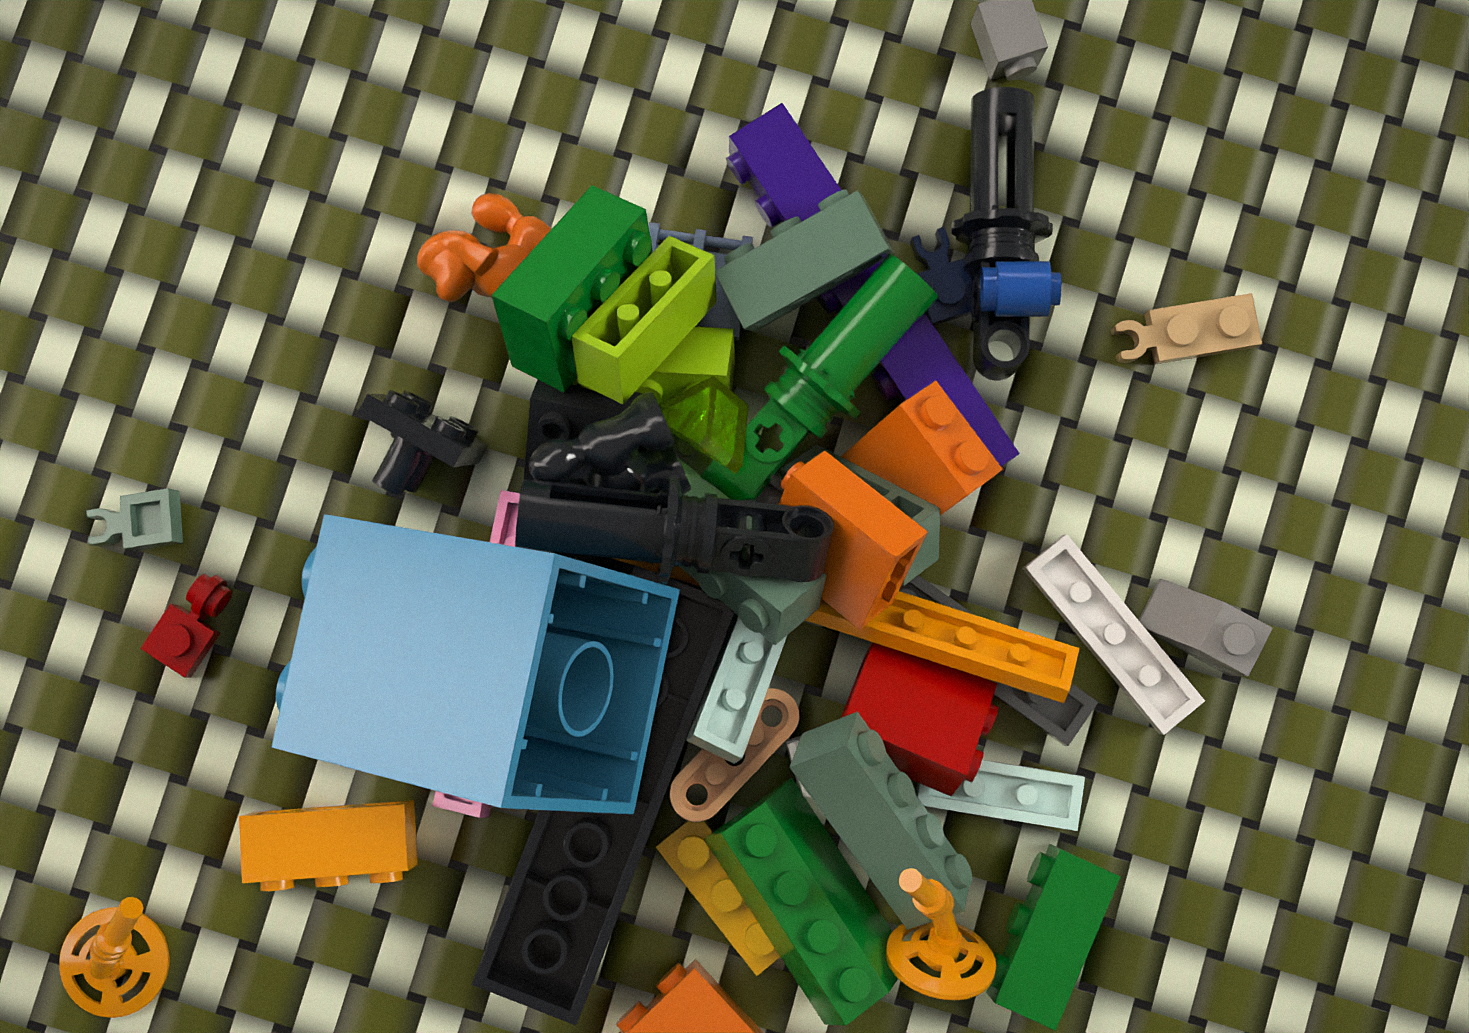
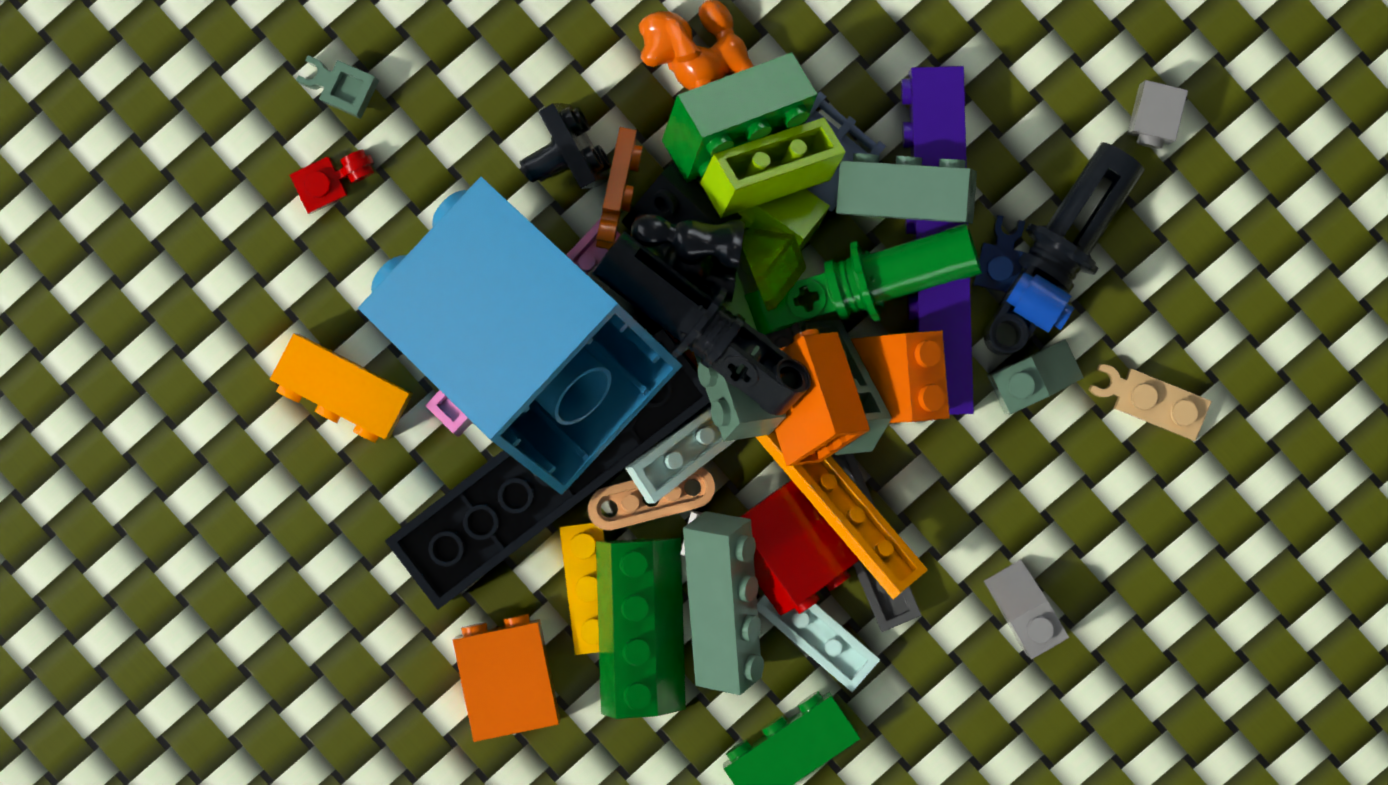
camera: 30 degrees right, 5 degrees up
(113, 957) = (163, 365): light orange dish -> none
(501, 453) = (618, 193): none -> orange plate
(941, 948) = (713, 709): light orange dish -> none
(1055, 381) = (1035, 377): none -> sand green slope
(1113, 634) = (962, 576): white plate -> none

